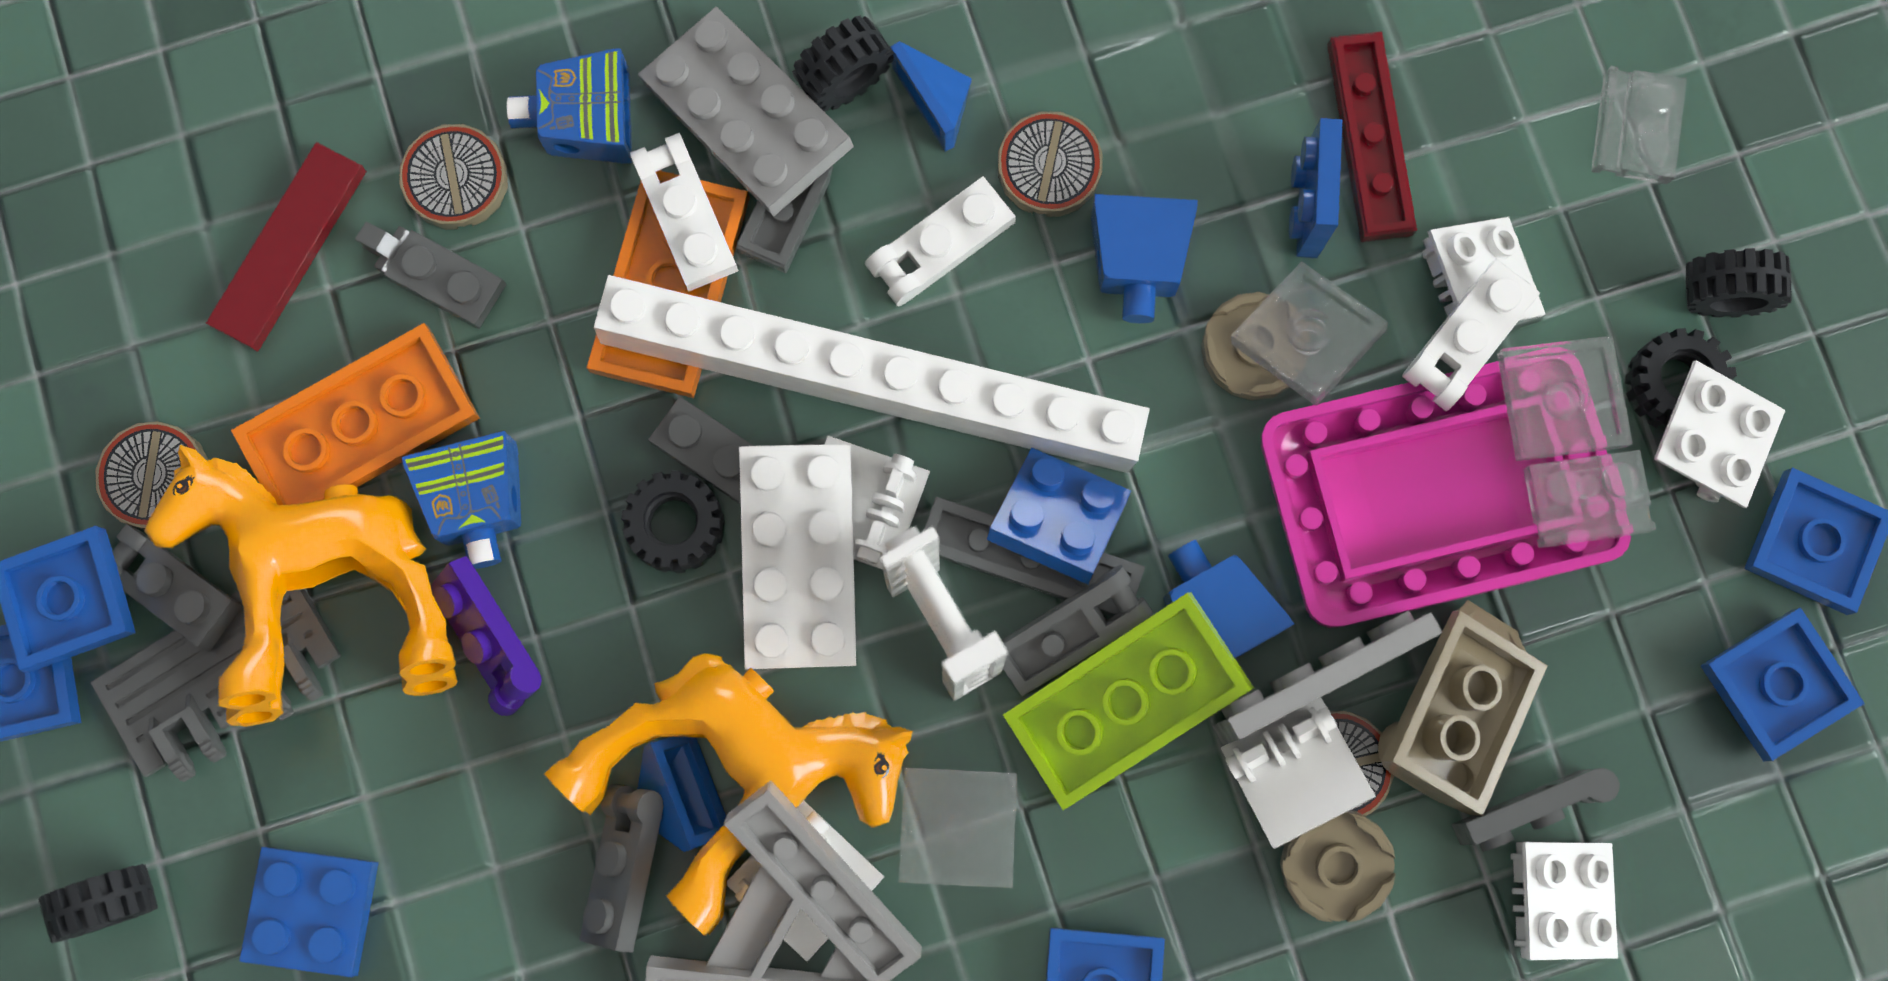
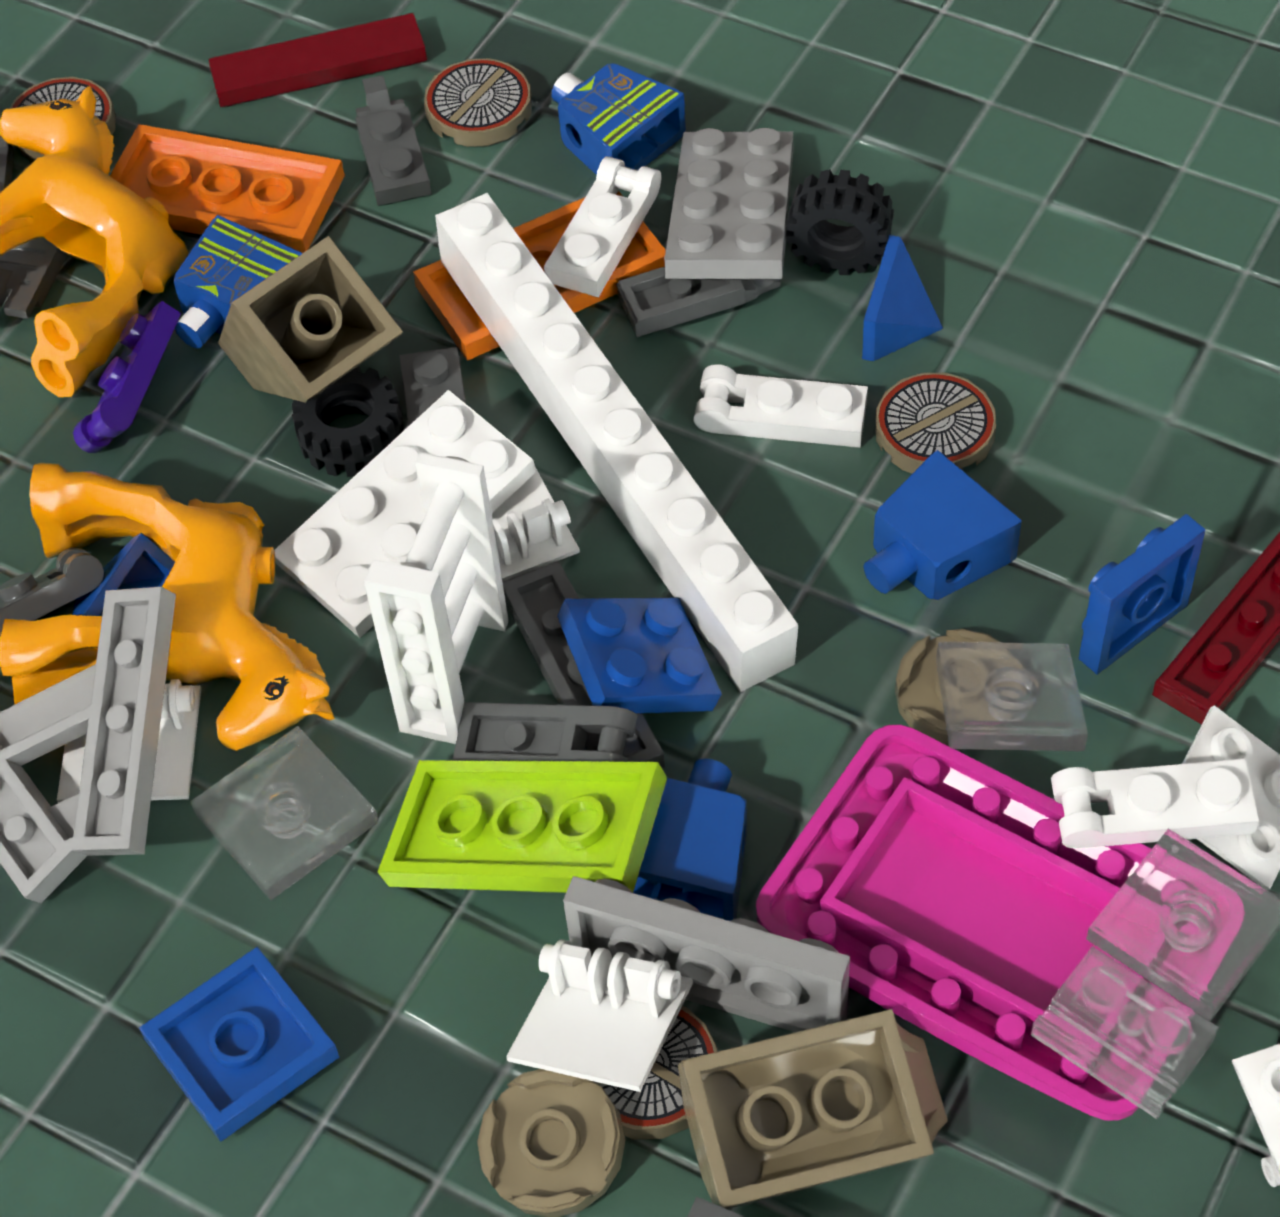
camera: 50 degrees right, 25 degrees down
(593, 492) = (306, 325): none -> dark tan slope

